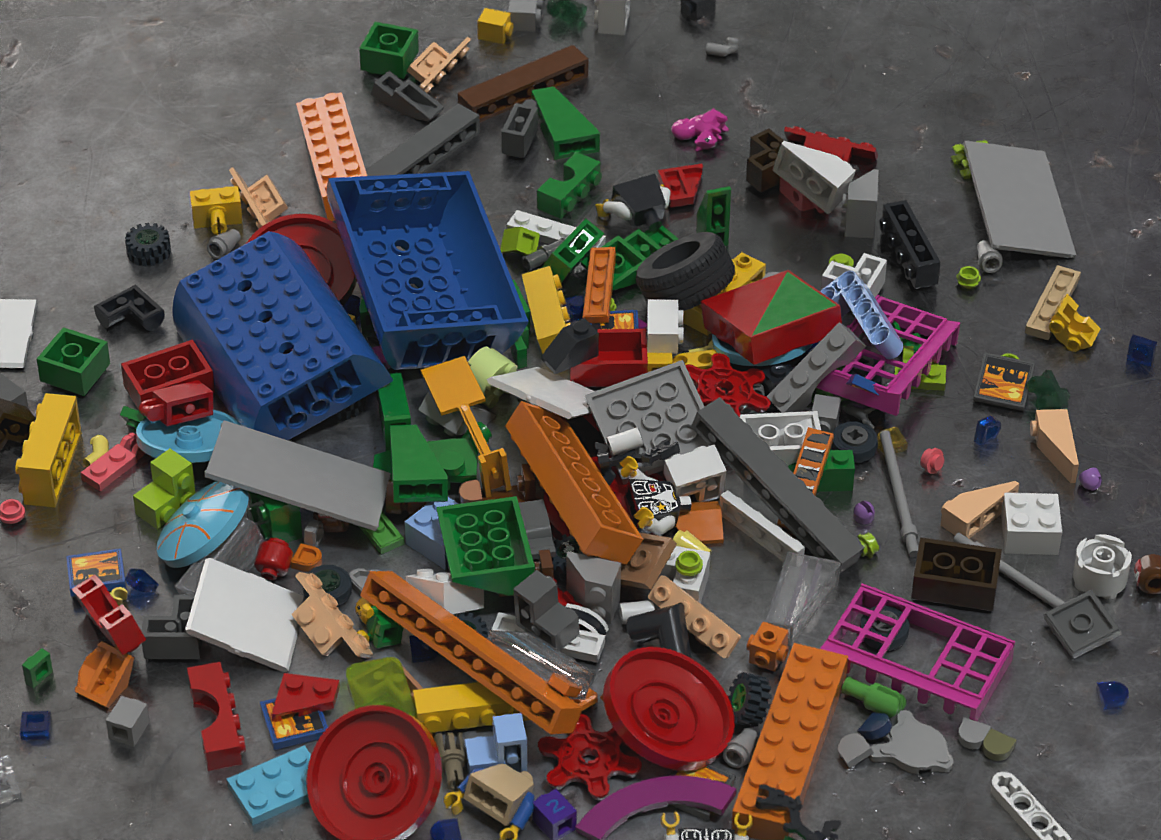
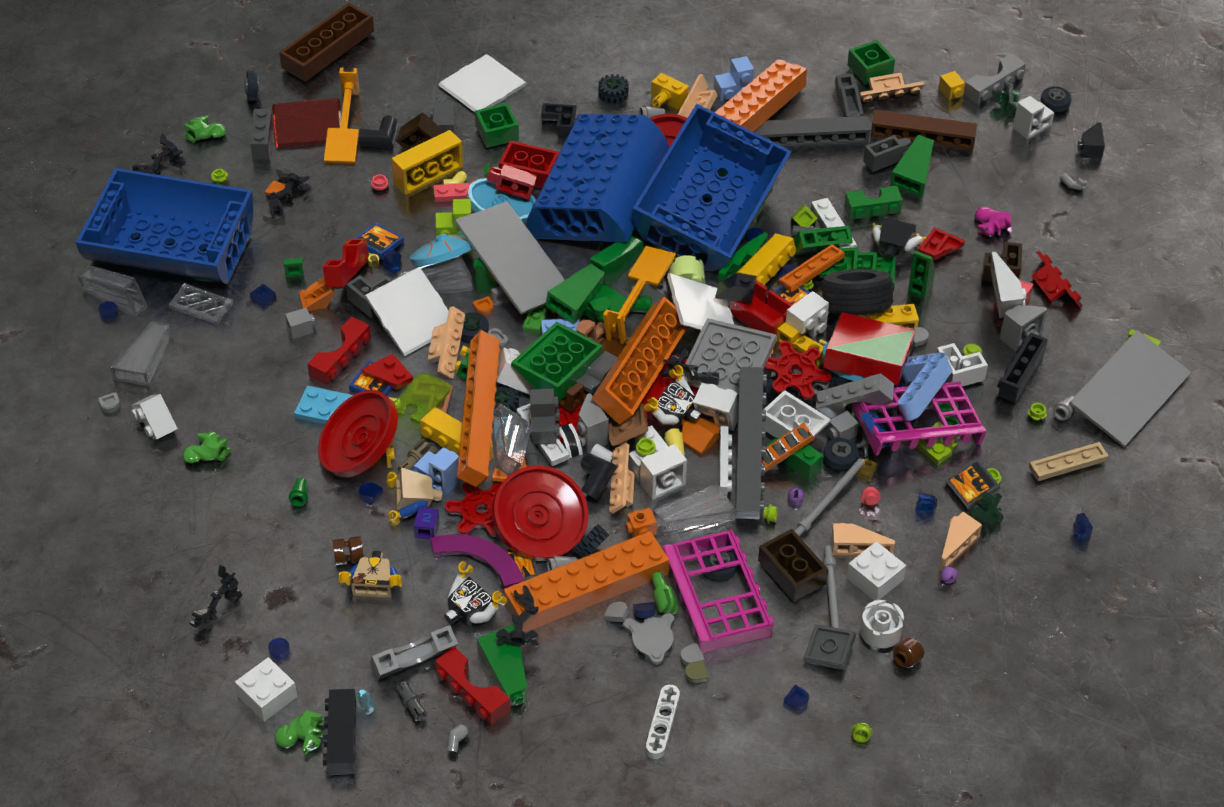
camera: 45 degrees right, 5 degrees up
(273, 558) = (463, 294): red head -> none
(277, 150) = (731, 83): none -> light blue brick
(564, 686) = (493, 458): orange tile -> none
(624, 441) = (696, 358): white piece -> none
(725, 578) = (663, 471): none -> white brick
(1071, 328) = (1058, 481): yellow cylinder -> none

